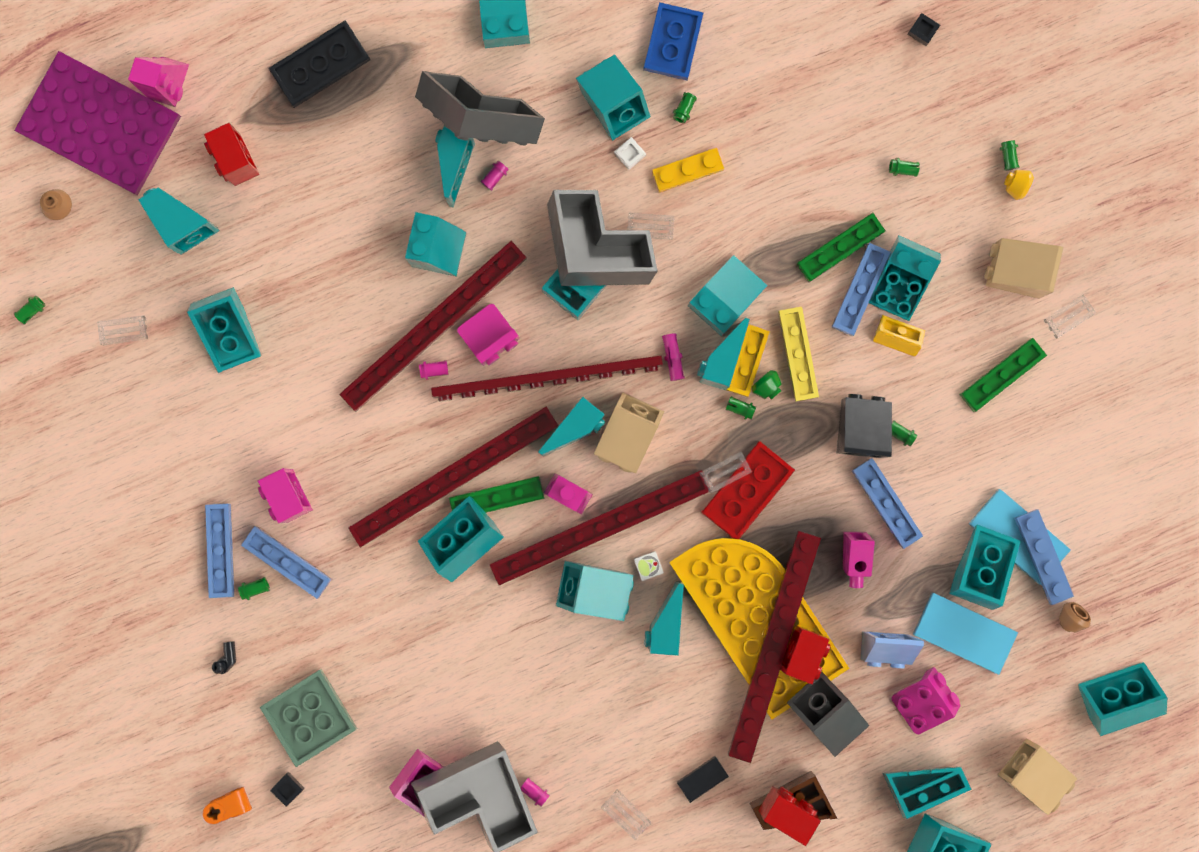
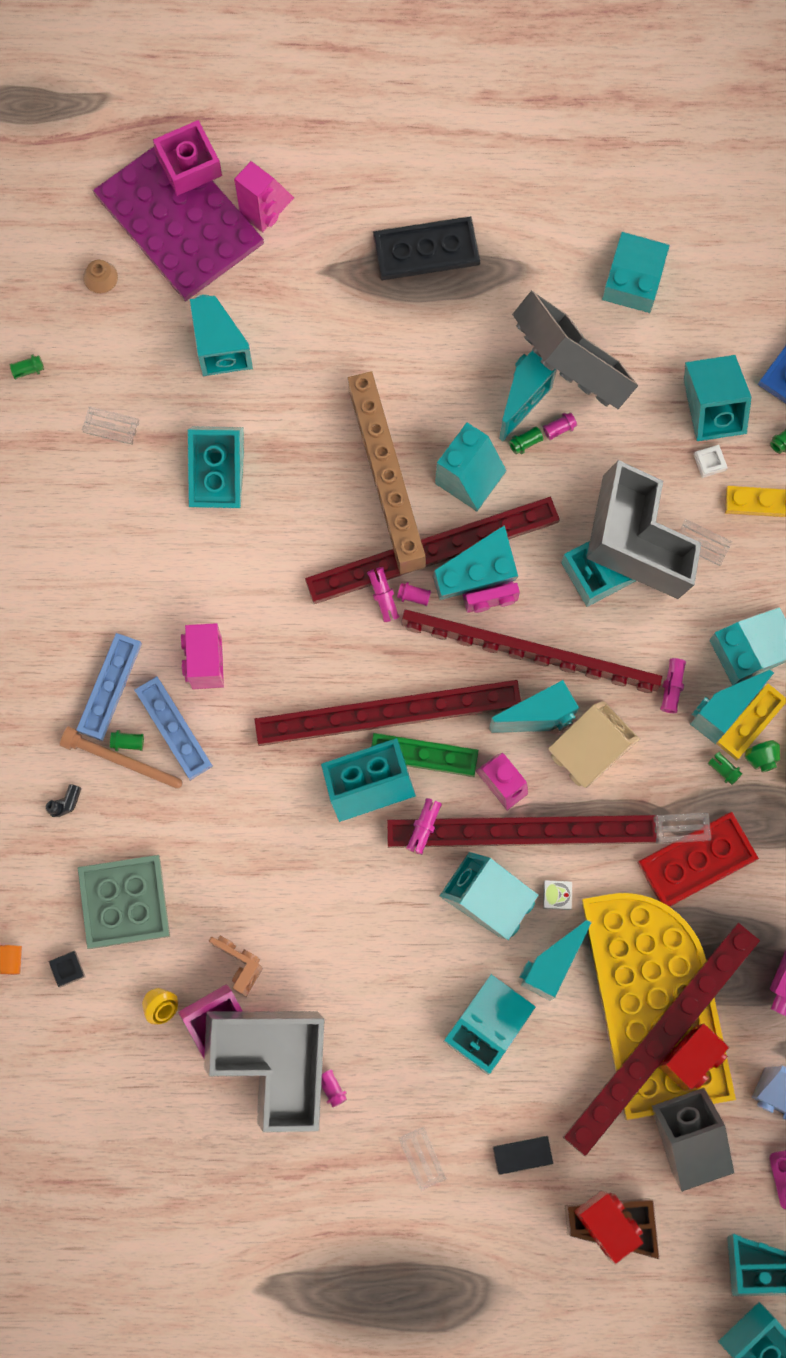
camera: 25 degrees right, 10 degrees down
(81, 71) = (187, 157): none -> dark pink brick
(208, 605) = (72, 739): none -> nougat piece
(230, 154) = (299, 296): red brick -> none
(367, 277) = (386, 473): none -> medium nougat brick
(372, 787) = (159, 1006): none -> yellow cone
(408, 381) = (383, 594): none -> dark pink pin
(427, 724) = (244, 977): none -> nougat bracket
(471, 200) = (524, 441): none -> green pin
(476, 327) = (478, 567): none -> teal wedge
(520, 559) = (424, 826): none -> dark pink pin
(636, 692) = (489, 1024): none -> teal slope

